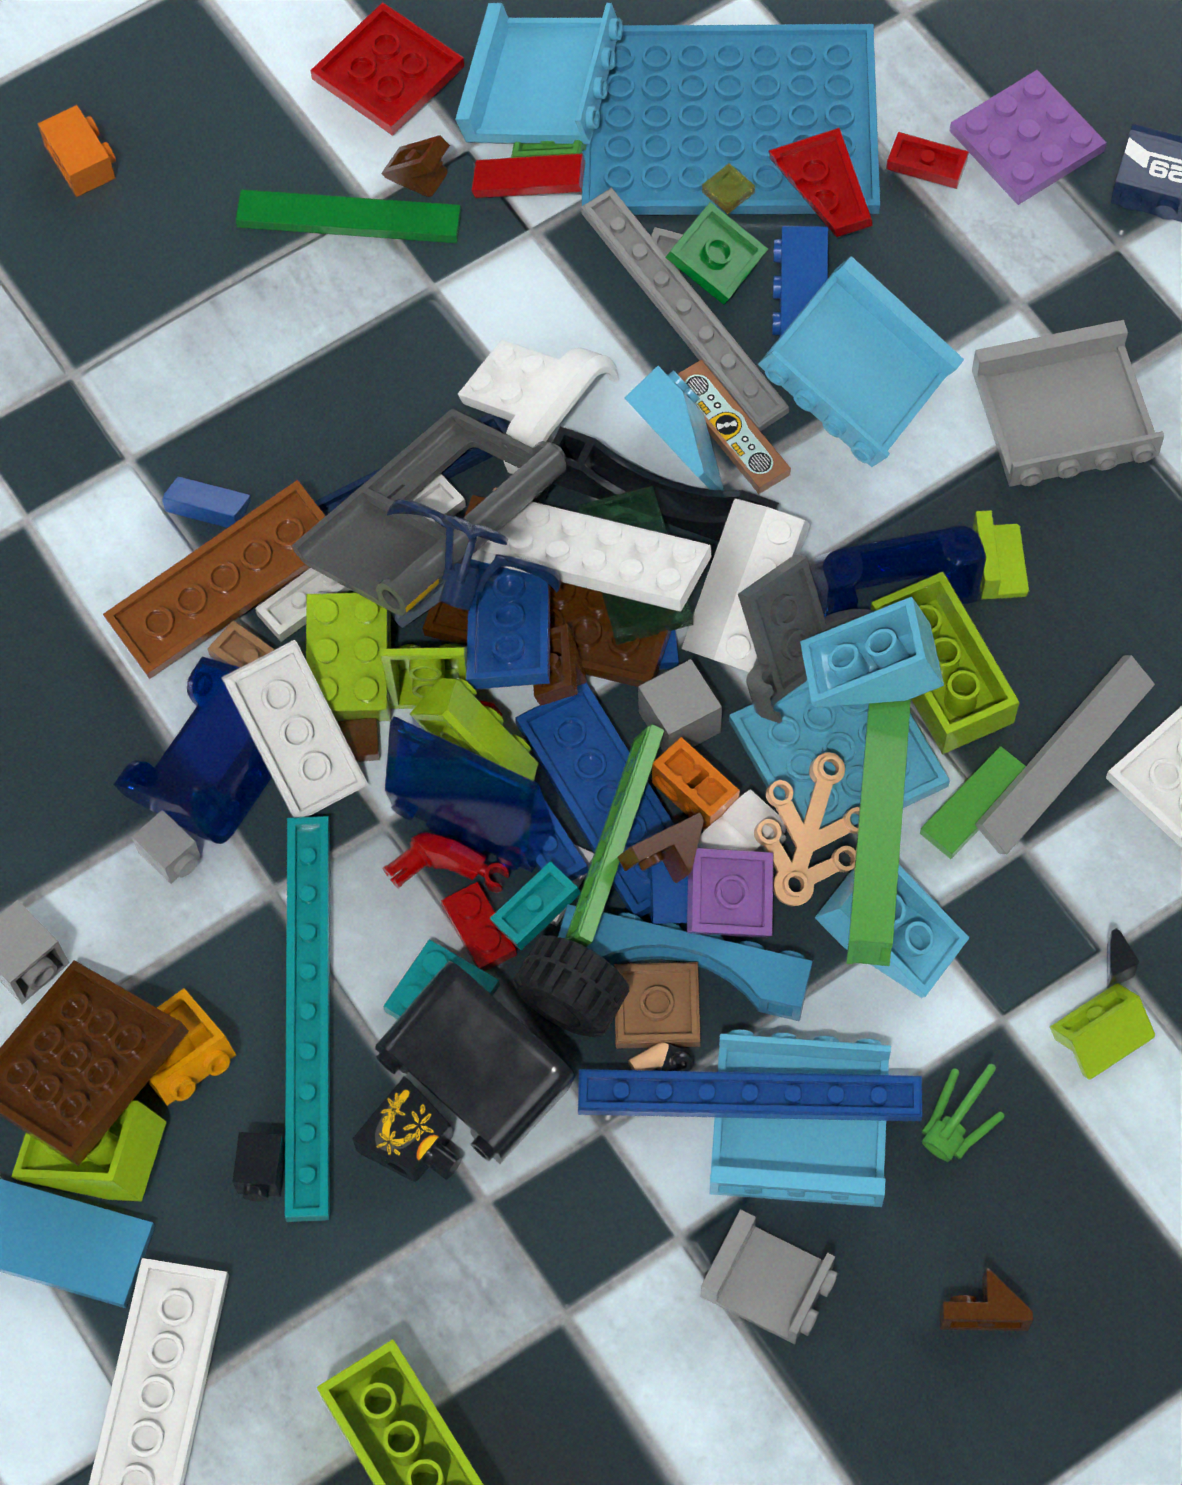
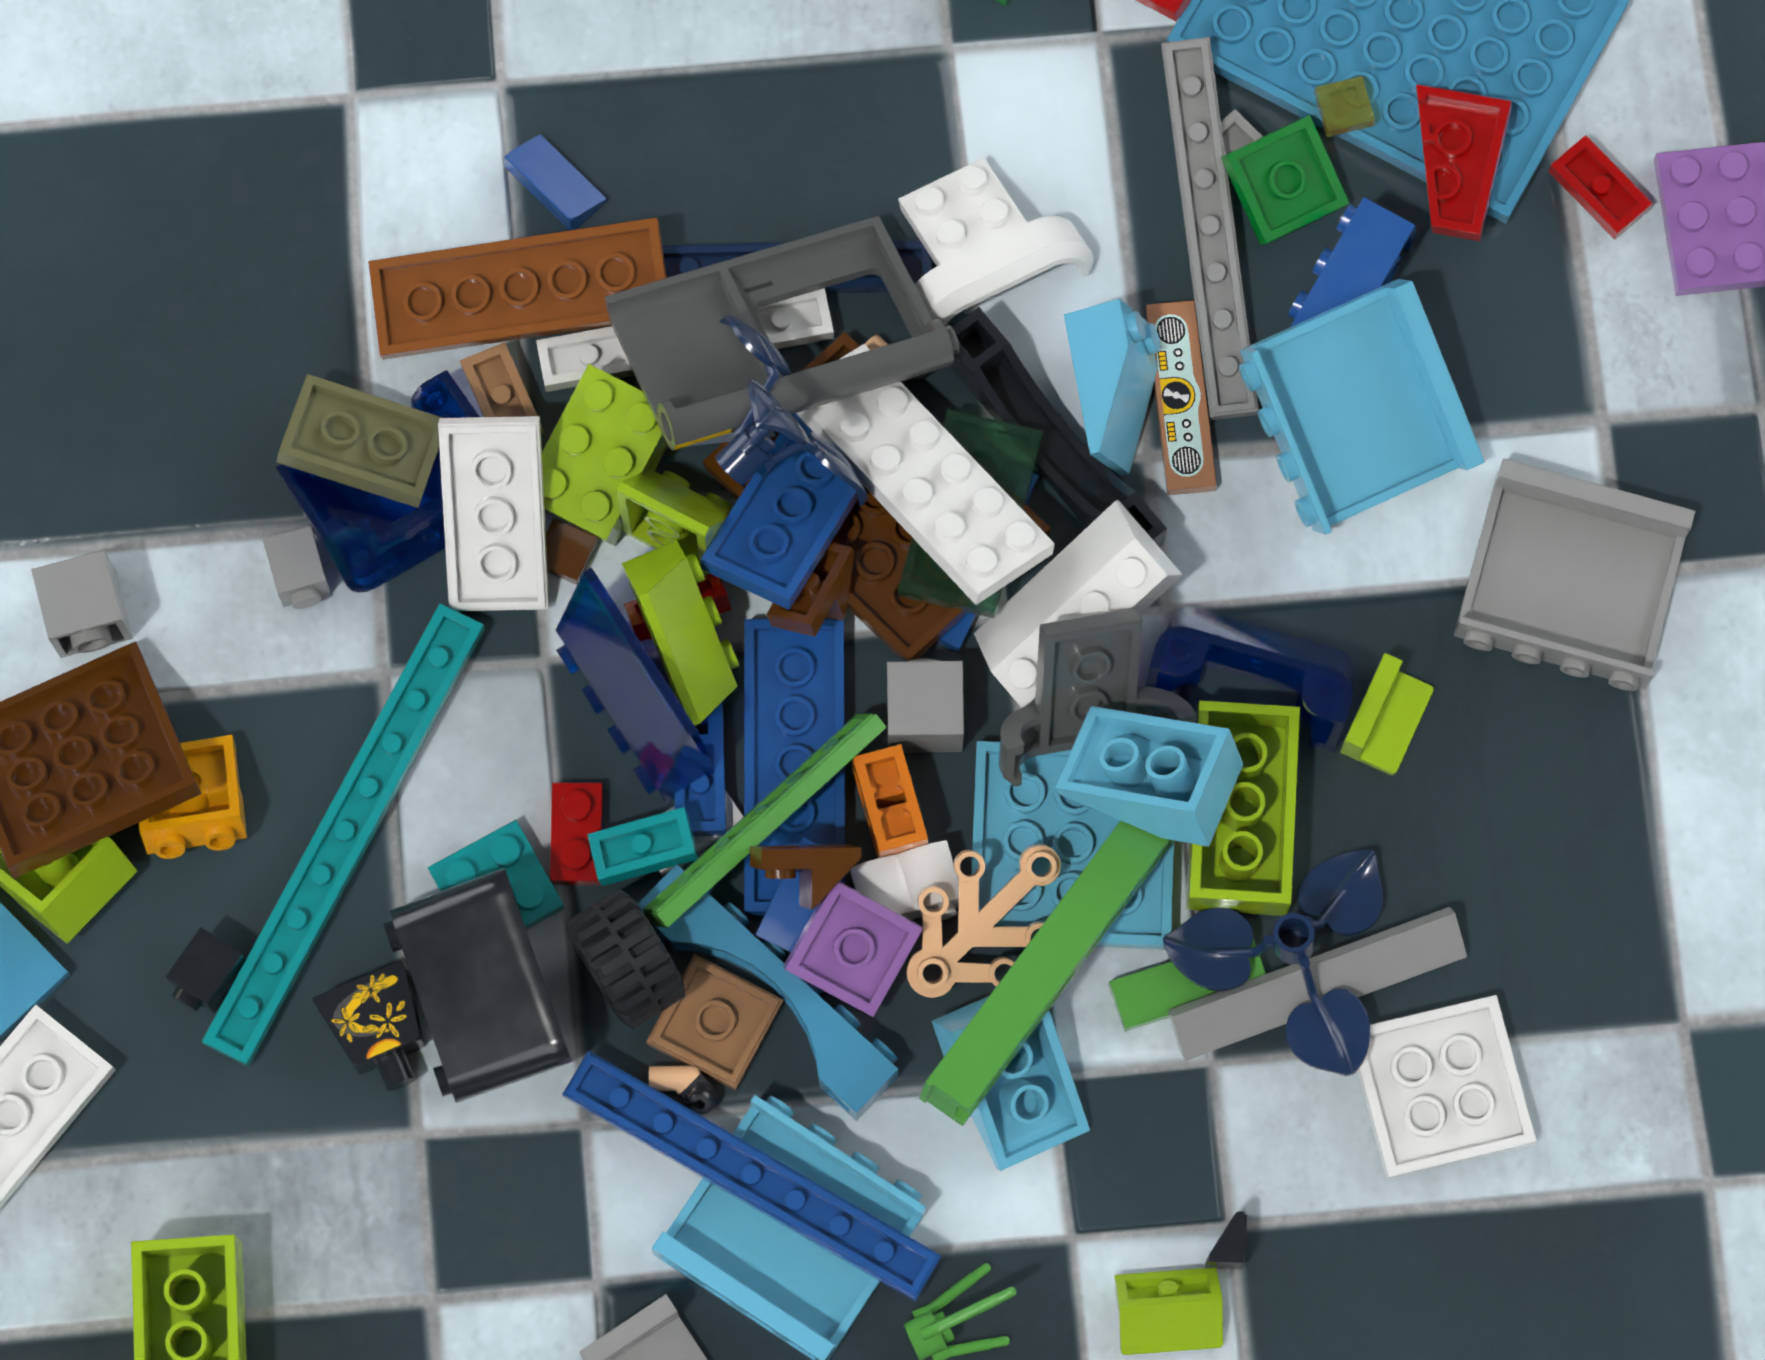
camera: 25 degrees right, 10 degrees up
(168, 733) = (361, 441): none -> olive plate
(442, 853) = (581, 731): red arm -> none
(1043, 691) = (1216, 952): none -> dark blue plant

